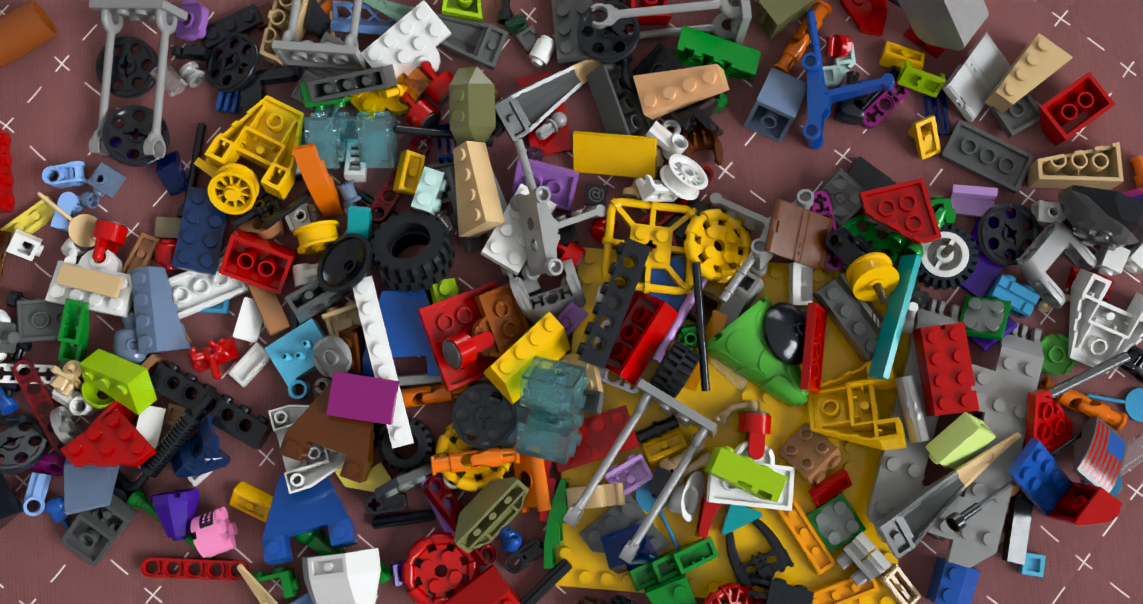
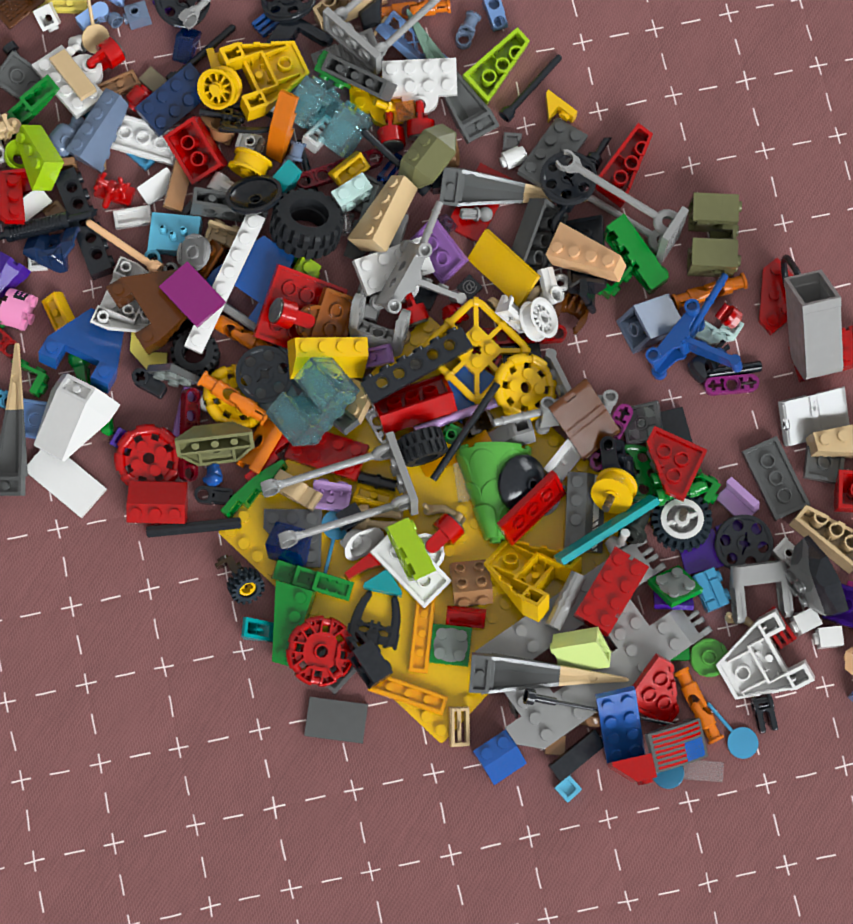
camera: 35 degrees right, 5 degrees down
(305, 397) = (152, 265): none -> light nougat piece
(403, 519) = (151, 404): black axle -> none
(516, 23) = (510, 124): clear green tile -> none
(870, 567) = (450, 683): light grey hips -> none
(896, 55) = (772, 362): yellow slope -> none
(920, 80) = (769, 385): lime hinge -> none
(926, 137) = (740, 429): yellow slope -> none
(944, 112) = (756, 434): clear blue tile -> none
(1089, 374) = (715, 684): dark grey piece -> none

